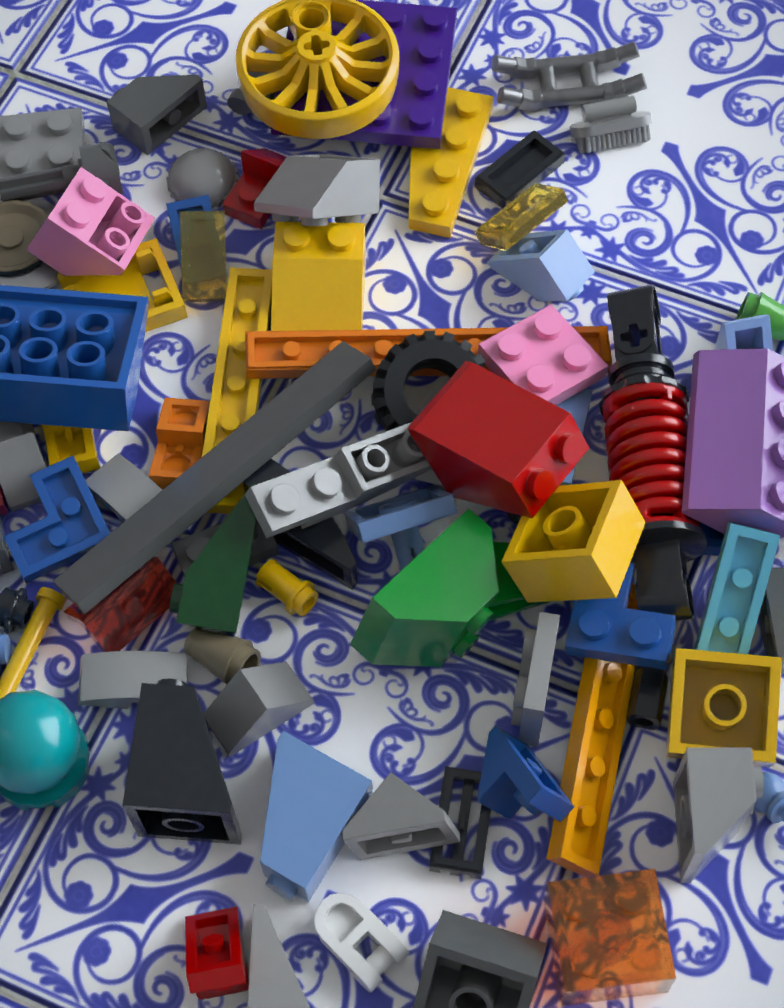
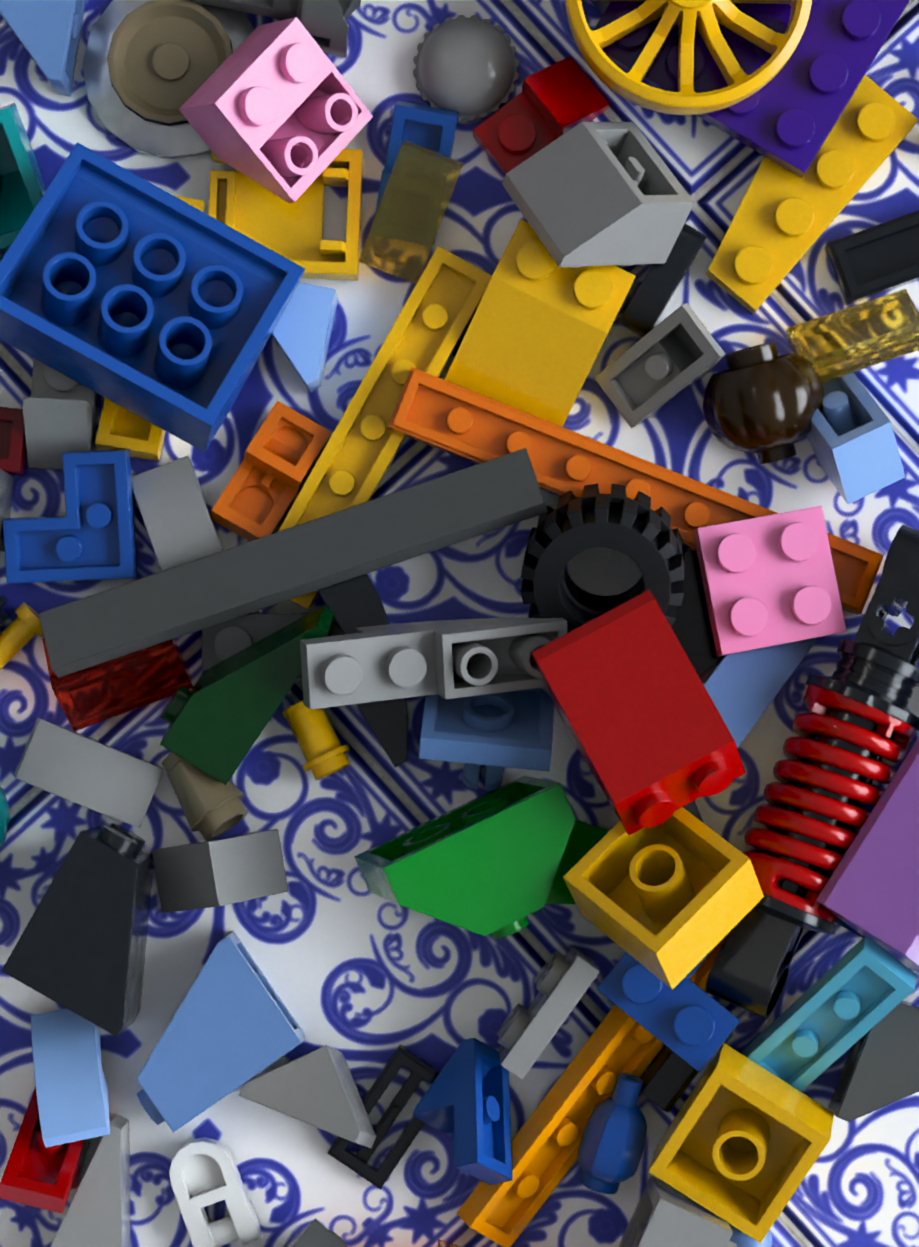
camera: 25 degrees right, 25 degrees up
(164, 350) = (306, 331): none -> light blue slope
(209, 889) = (69, 1078): none -> light blue slope
(383, 235) = (662, 283): none -> black beam
(406, 270) = (660, 365): none -> light grey slope
(481, 270) = (763, 402): none -> dark brown plant
(632, 756) = (613, 1138): none -> blue plant

